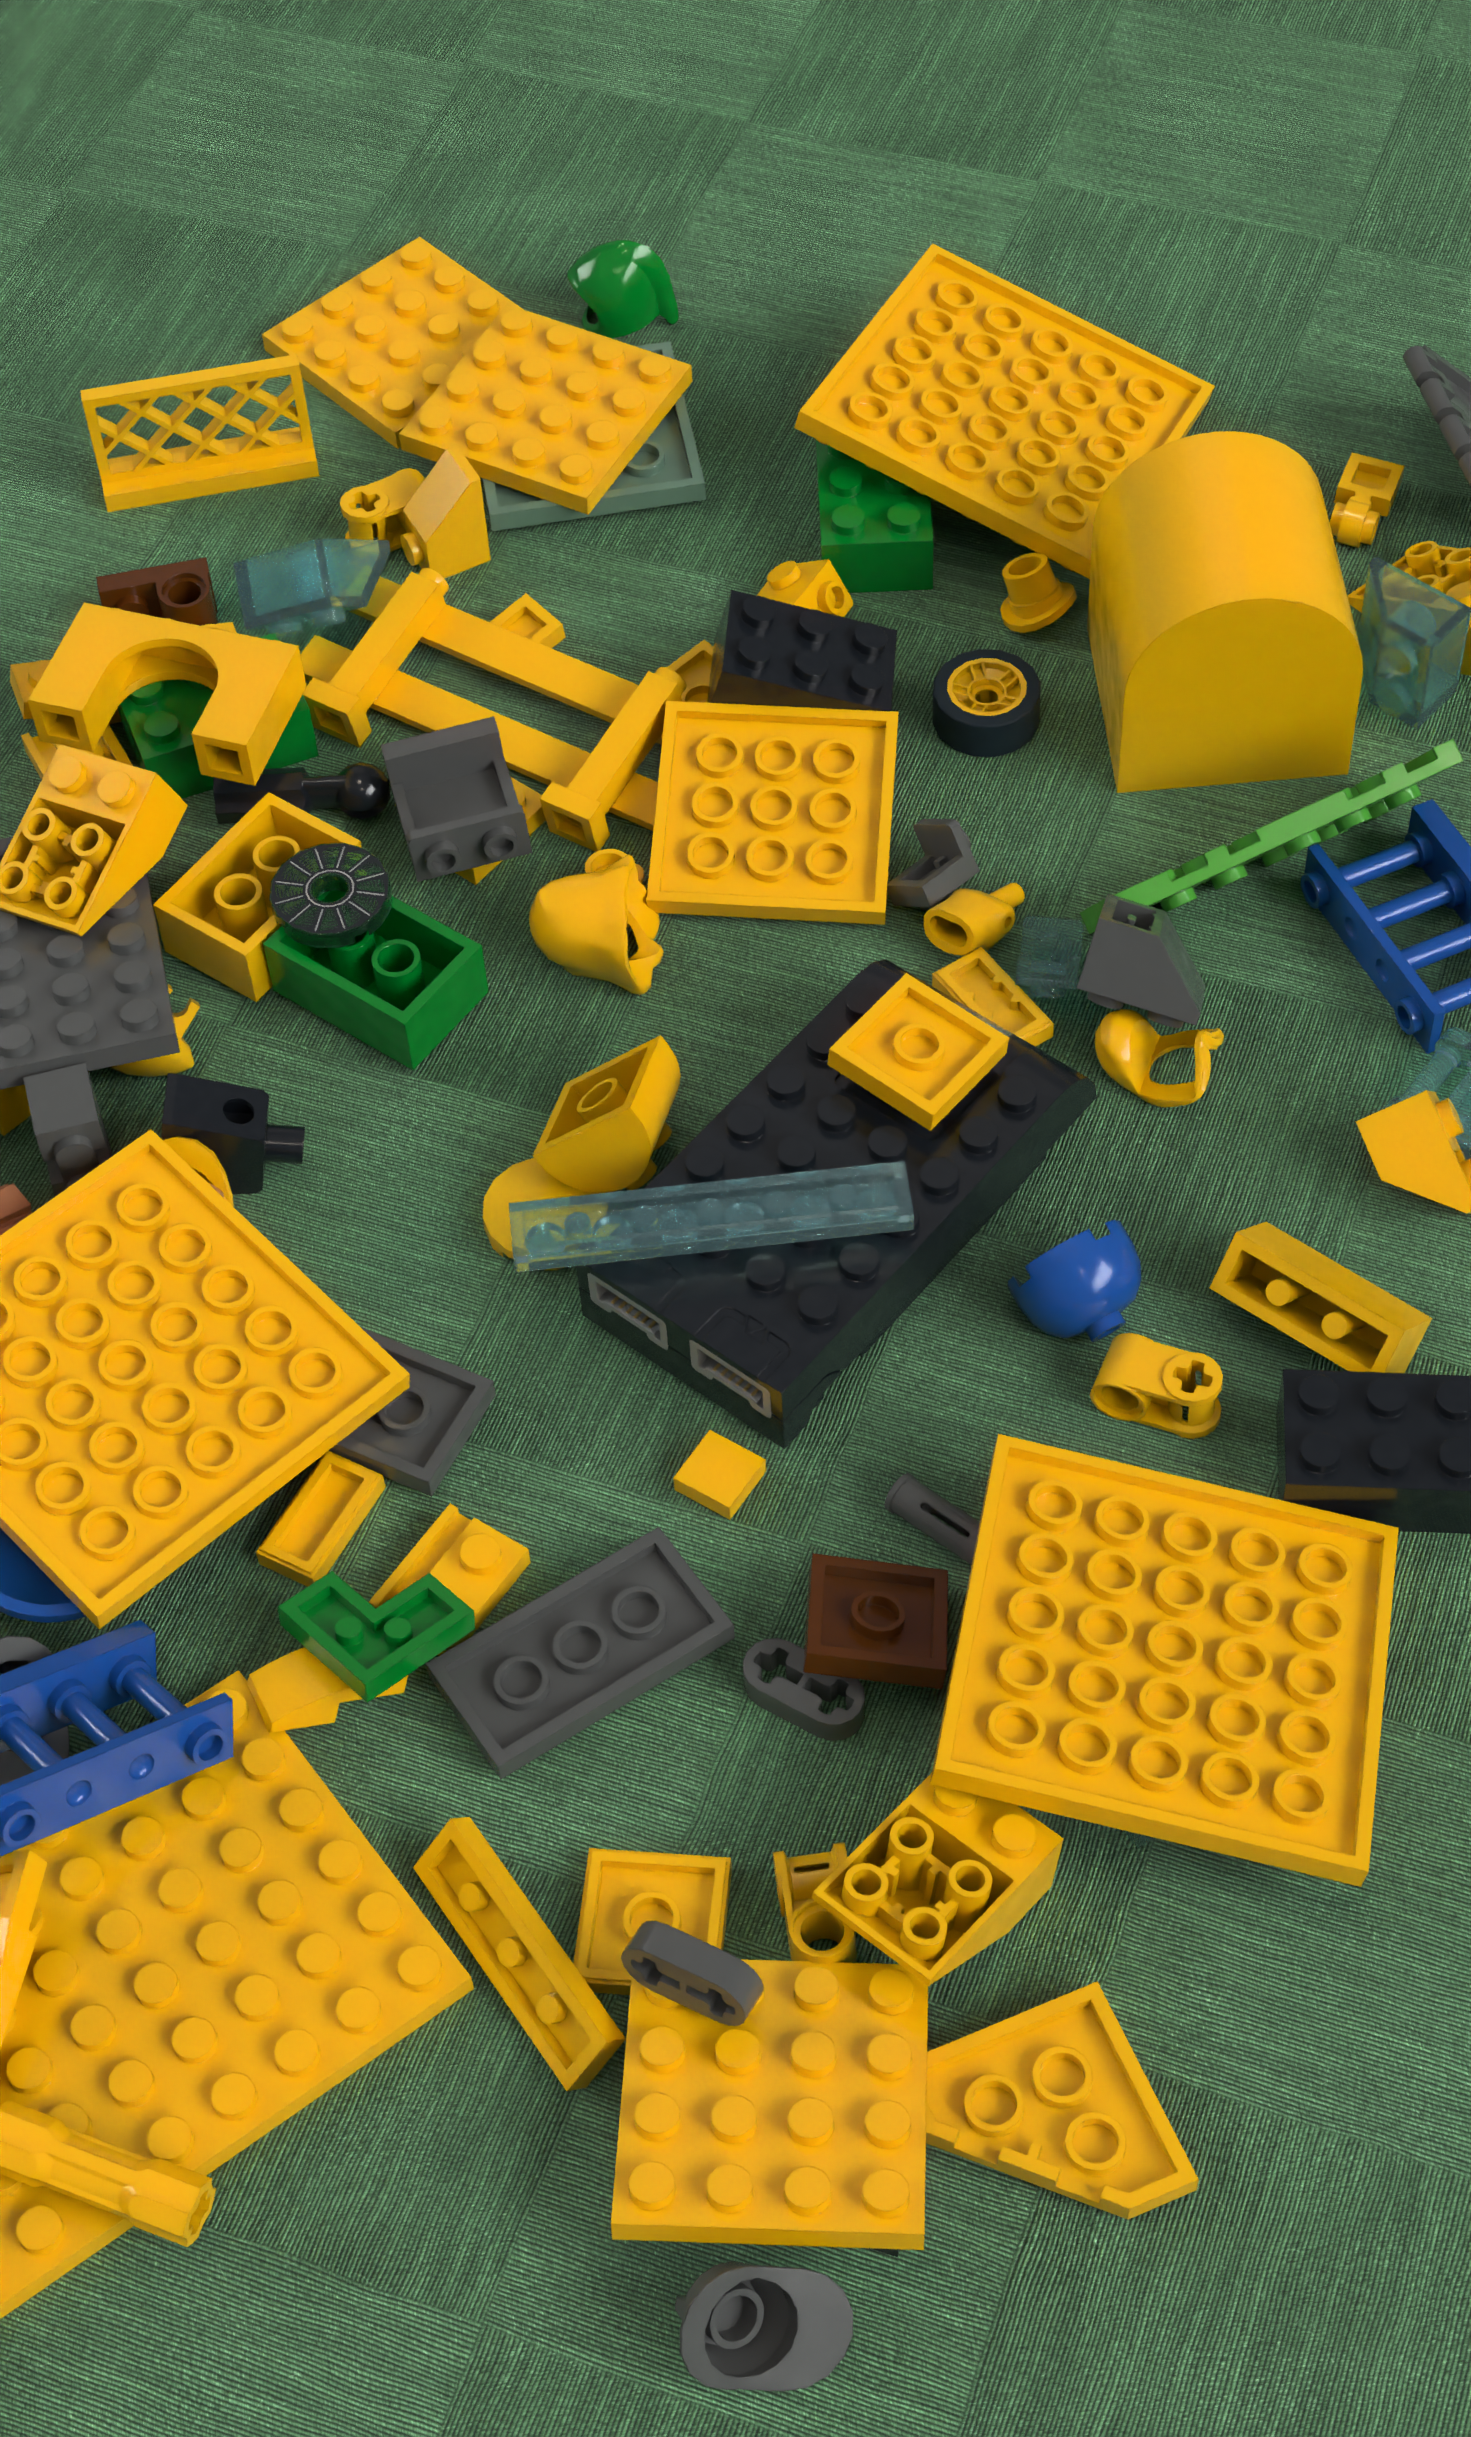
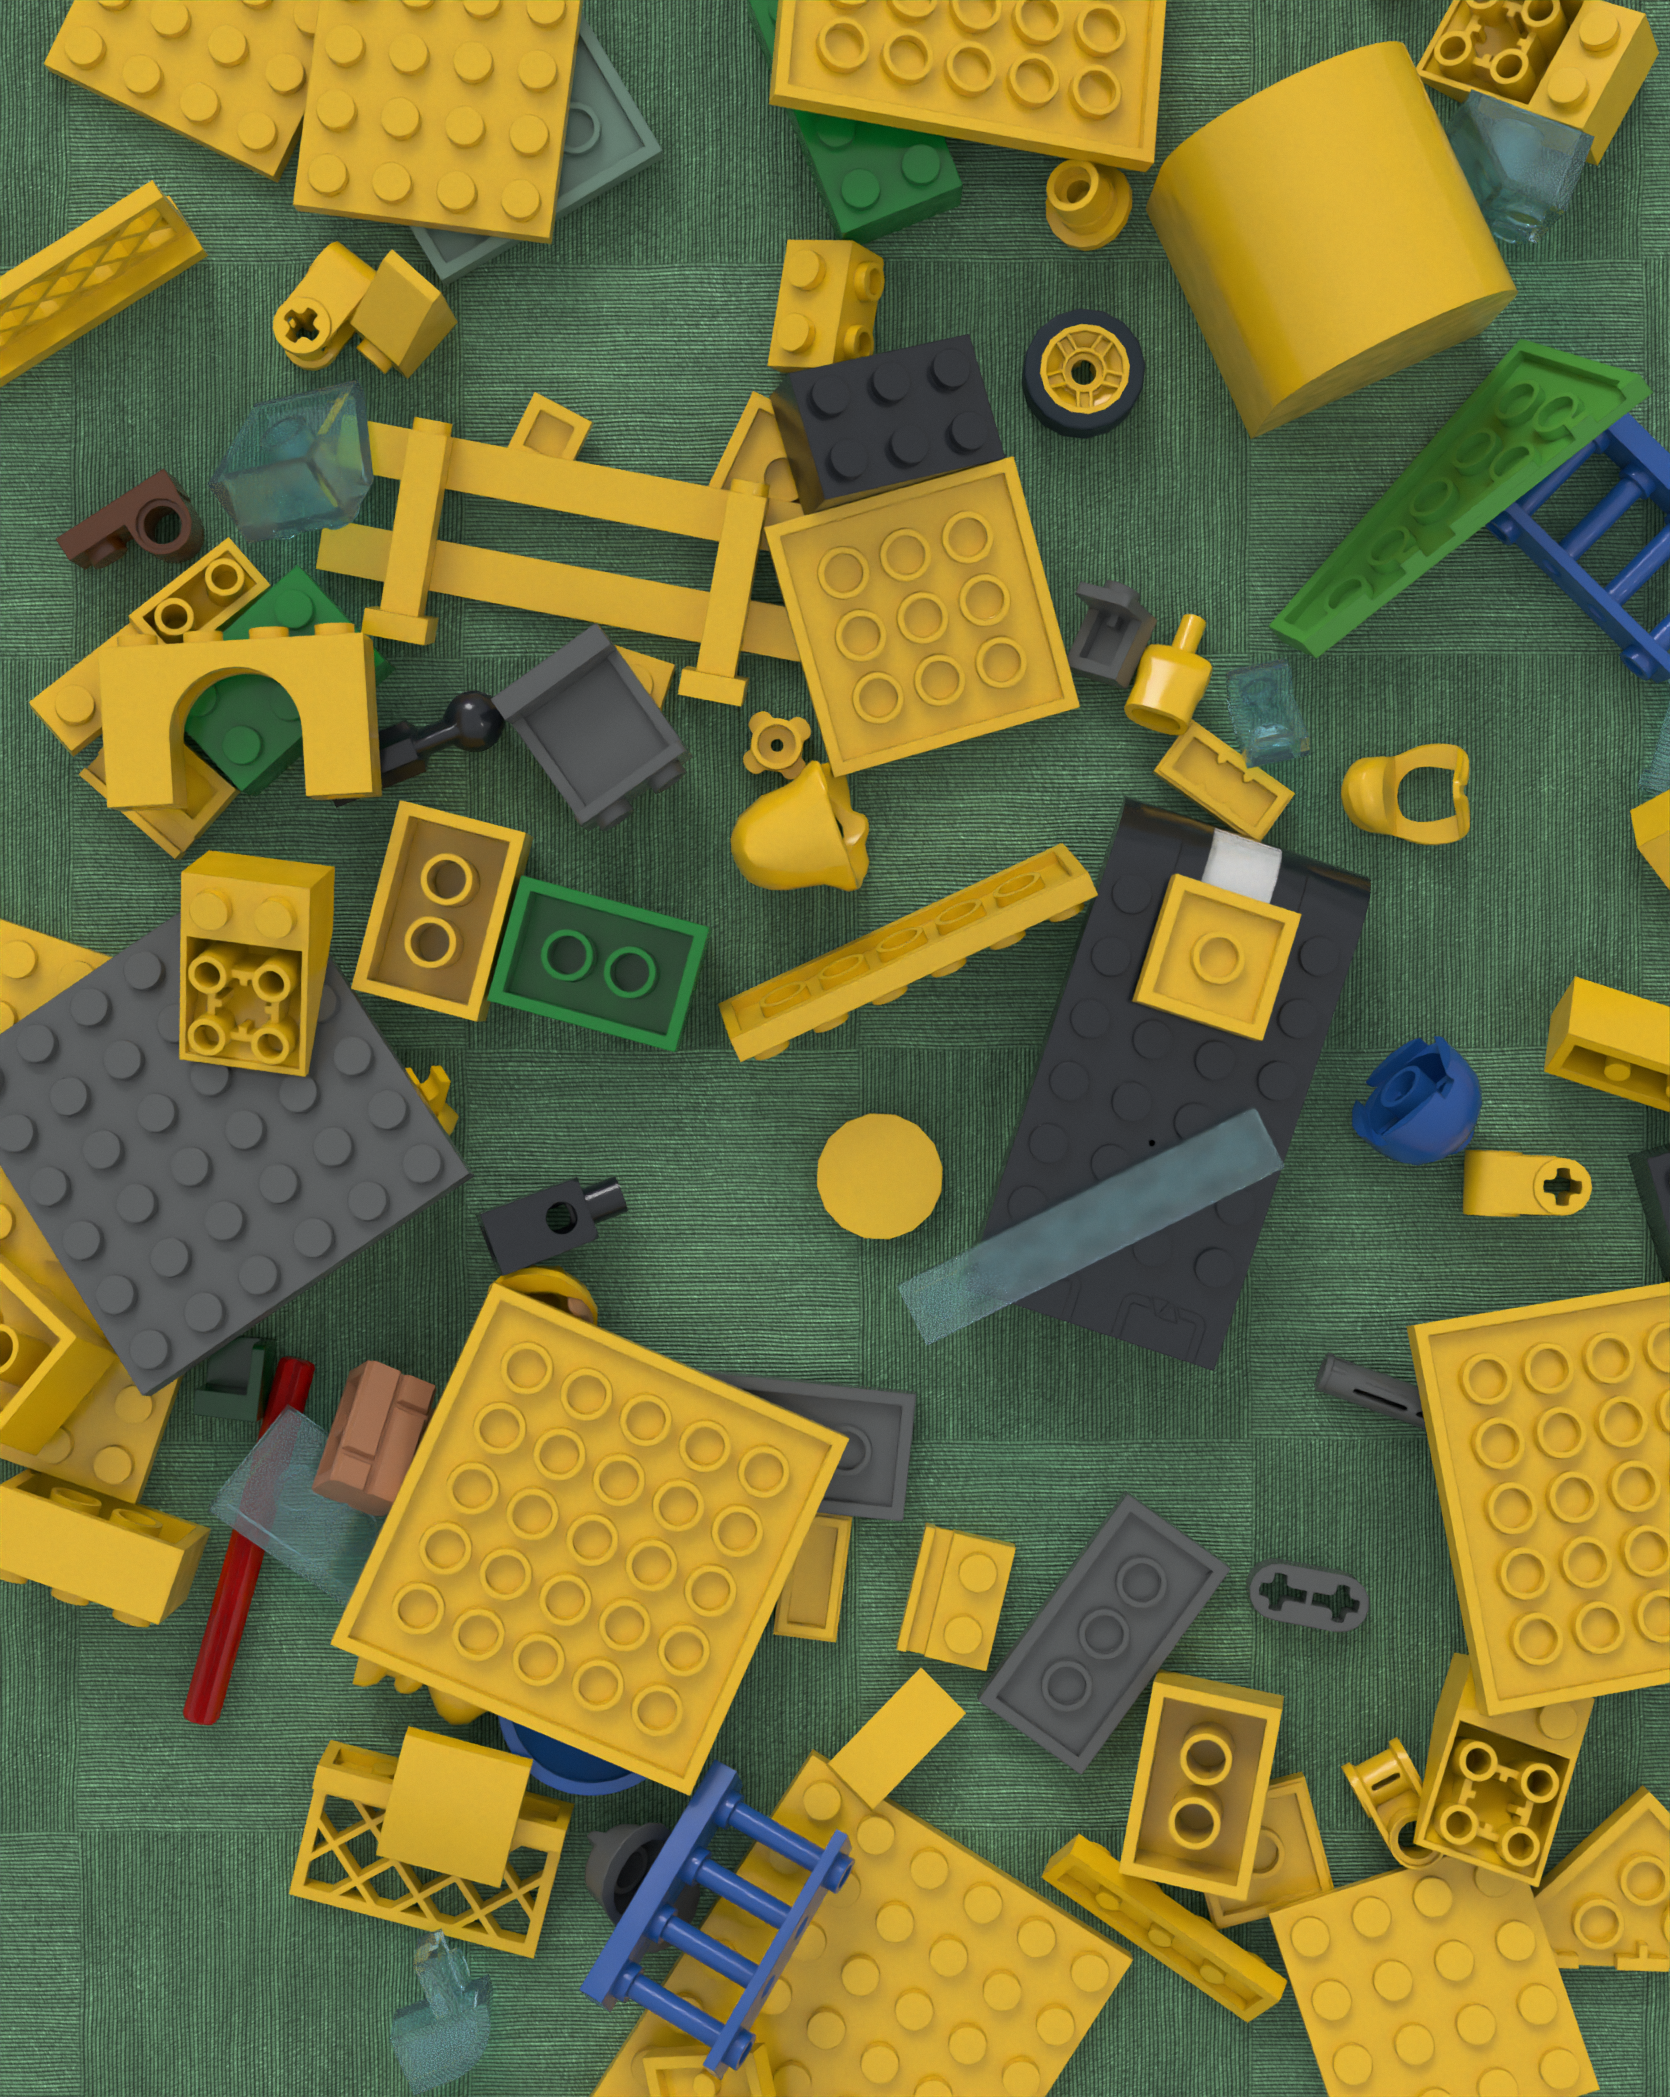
camera: 20 degrees left, 35 degrees up
(67, 1123) = (402, 1283): dark grey brick -> none
(327, 869) = (495, 917): tile -> none
(375, 1645) = (934, 1719): green plate -> none
(606, 1024) = (919, 944): none -> yellow plate
(612, 1121) = (912, 1078): yellow brick -> none
(616, 1799) = (1201, 1784): none -> yellow brick
(692, 1973) = (1340, 1945): dark grey beam -> none
(719, 1474) = (1153, 1405): yellow tile -> none
(876, 1621) = (1355, 1524): reddish brown plate -> none
(1141, 963) = (1369, 714): dark grey slope -> none

